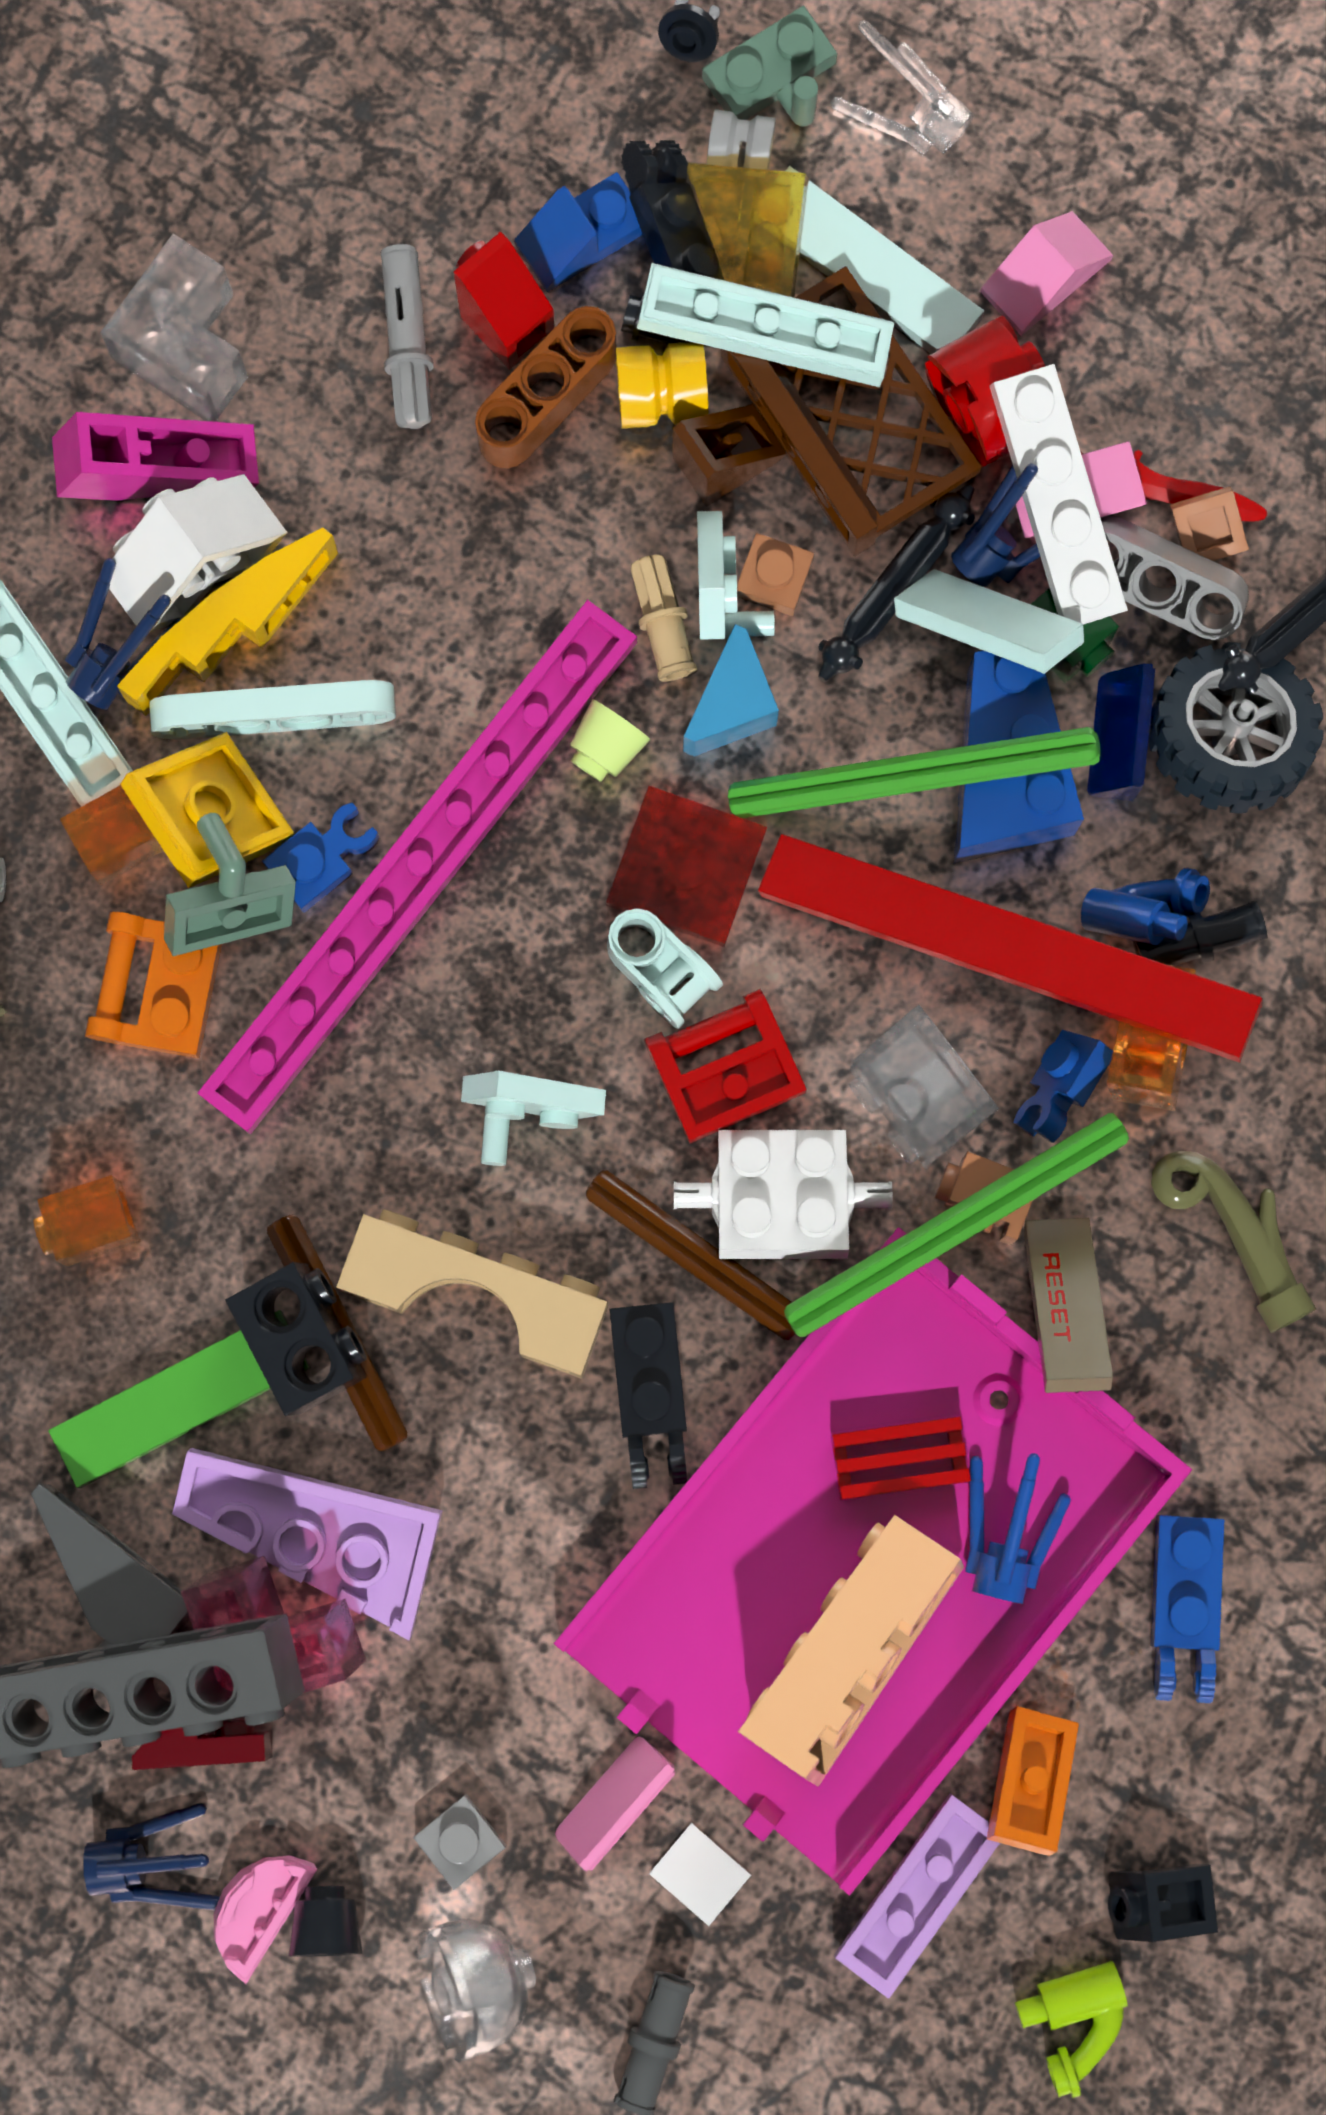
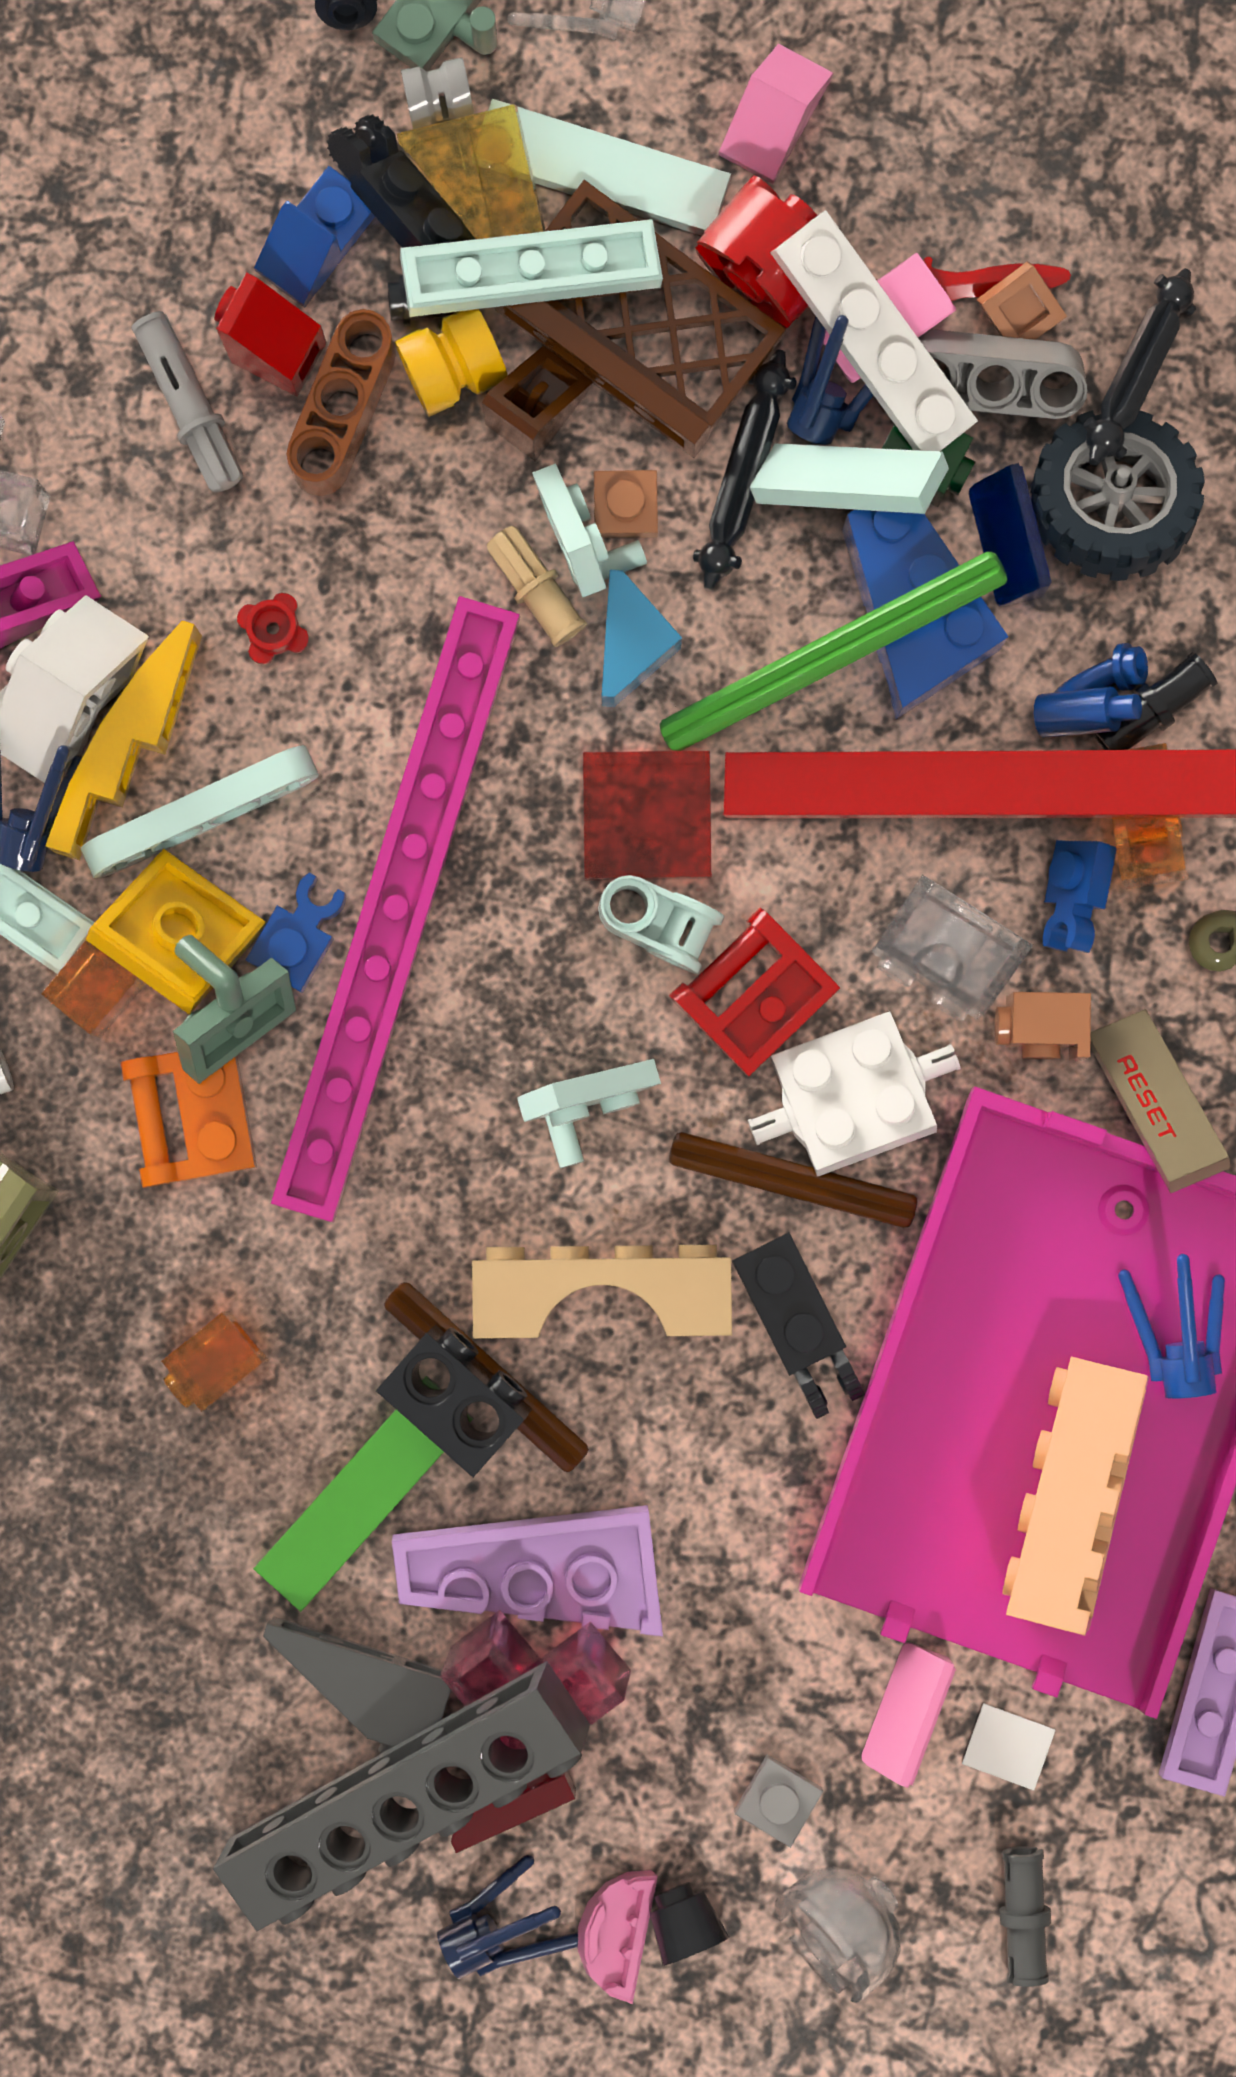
camera: 20 degrees left, 5 degrees up
(392, 556) = (258, 617): none -> red plate
(605, 742) = (527, 727): yellowish green hat -> none
(954, 1450) = (1101, 1273): red tile -> none
(956, 1225) = (1030, 1065): bright green axle -> none

